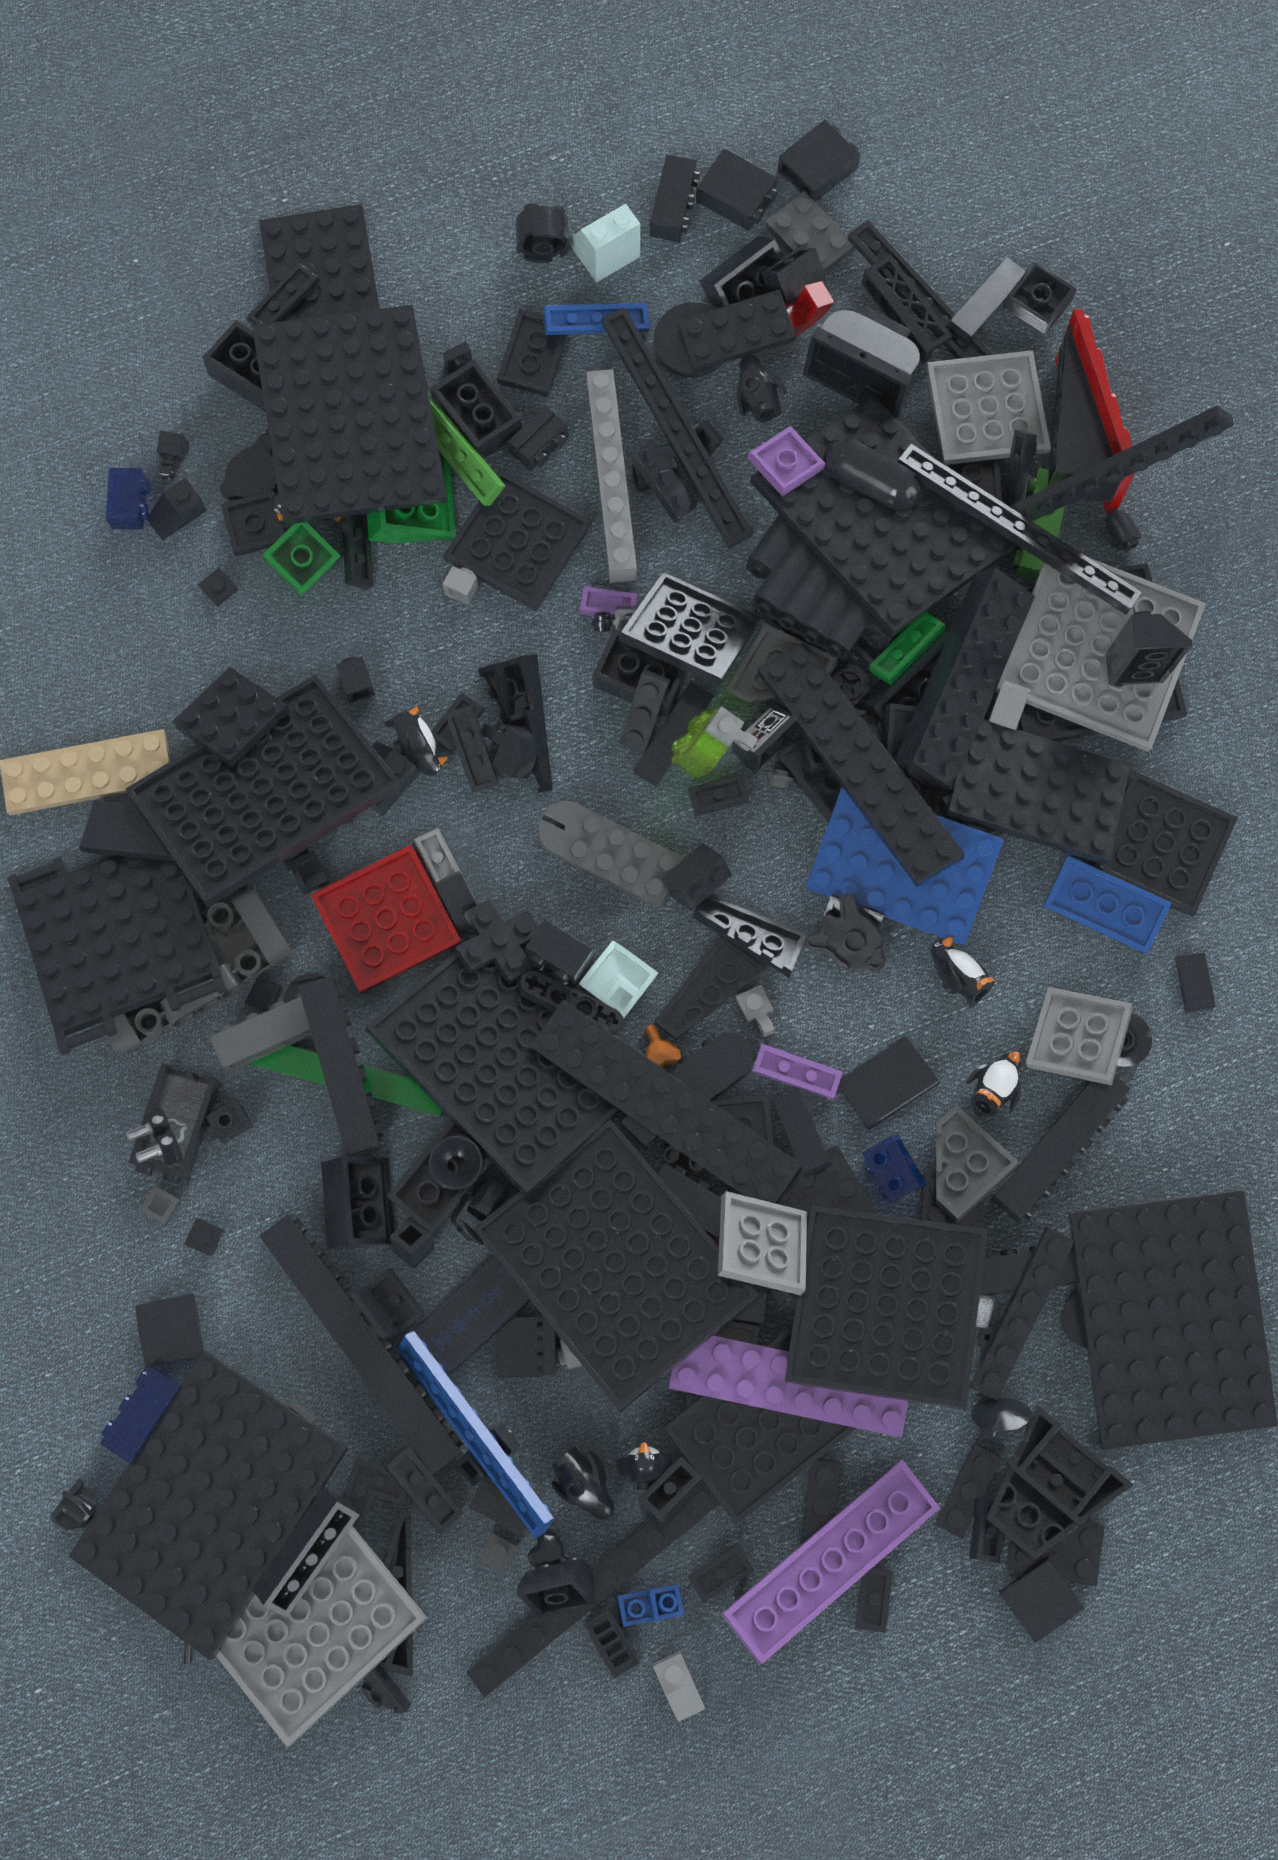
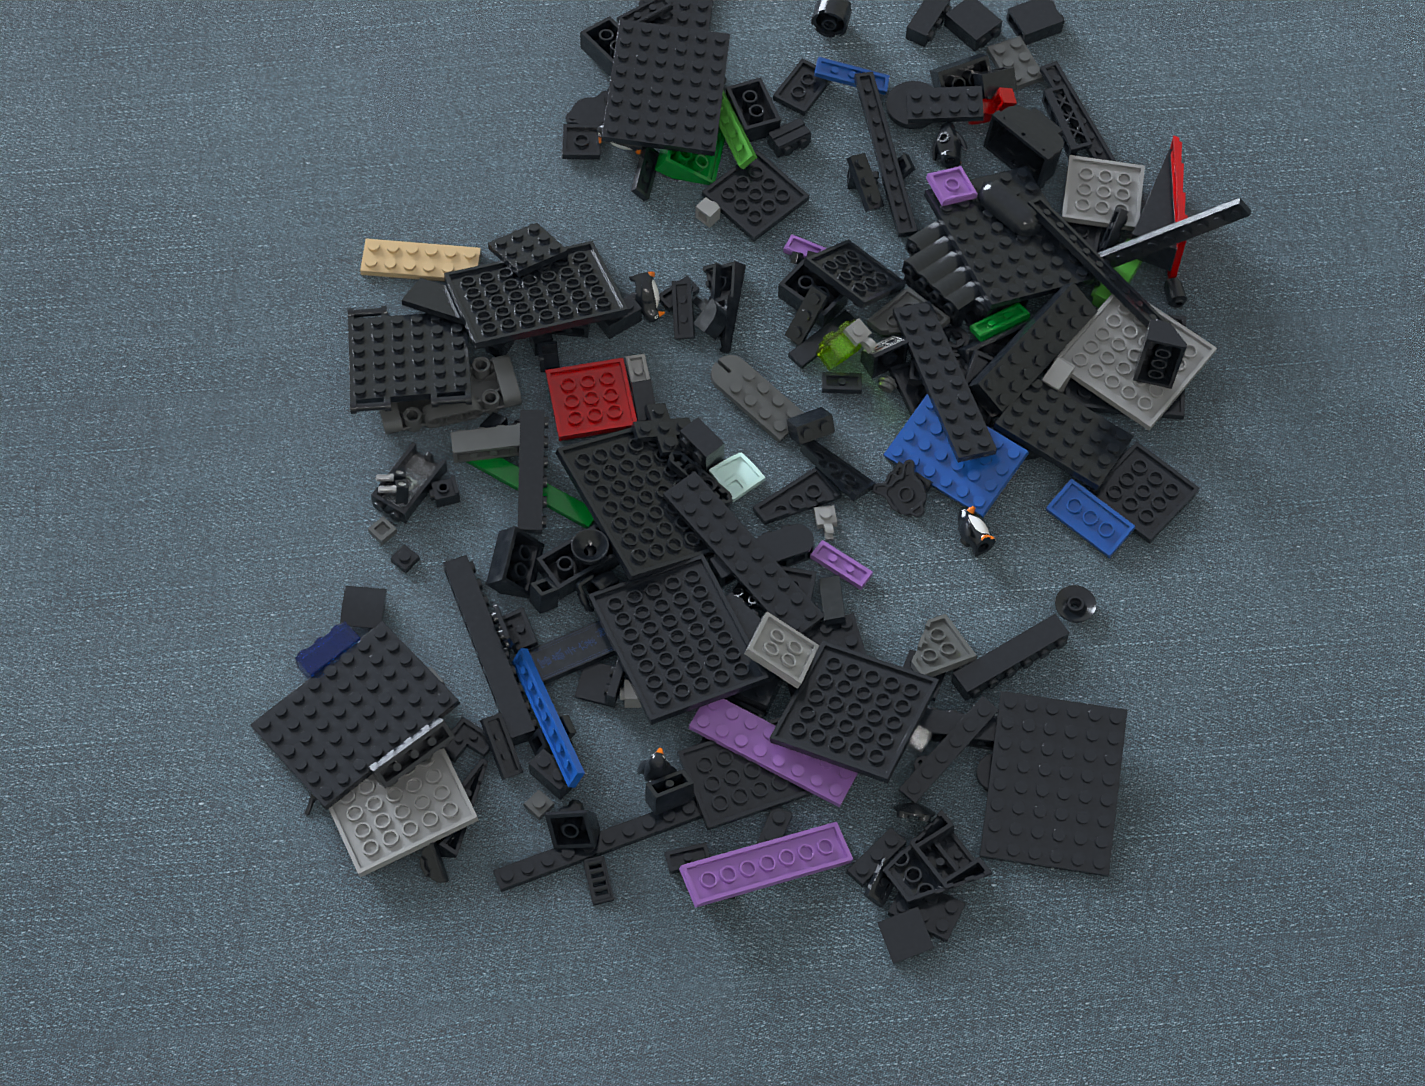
camera: 15 degrees right, 15 degrees down
(76, 1507) = (264, 695): black piece -> none
(127, 498) = (502, 105): clear blue brick -> none
(171, 447) = (542, 83): black piece -> none
(175, 509) = (532, 119): black slope -> none
(218, 587) = (544, 174): black plate -> none
(301, 558) = (606, 167): green brick -> none
(355, 679) = (618, 250): black brick -> none
(457, 357) = (749, 74): black plate -> none
(583, 1483) = (611, 773): black animal -> none
(608, 243) = (874, 31): light aqua slope -> none
(611, 476) = (831, 172): light grey brick -> none
(649, 1605) = (632, 865): blue slope -> none
(659, 1050) = (751, 525): orange rock -> none
(678, 1686) = (635, 918): light grey slope -> none
(874, 1600) = (788, 904): black plate -> none
(887, 1083) = (902, 589): black piece -> none
(893, 1169) = (888, 639): clear blue brick -> none
(986, 299) = (1124, 129): tile -> none
(996, 1085) = (976, 606): animal -> none
(1037, 283) = (1158, 135): black brick -> none
(1079, 1035) = (1044, 590): light grey plate -> none
(1195, 982) = (1138, 584): black tile -> none

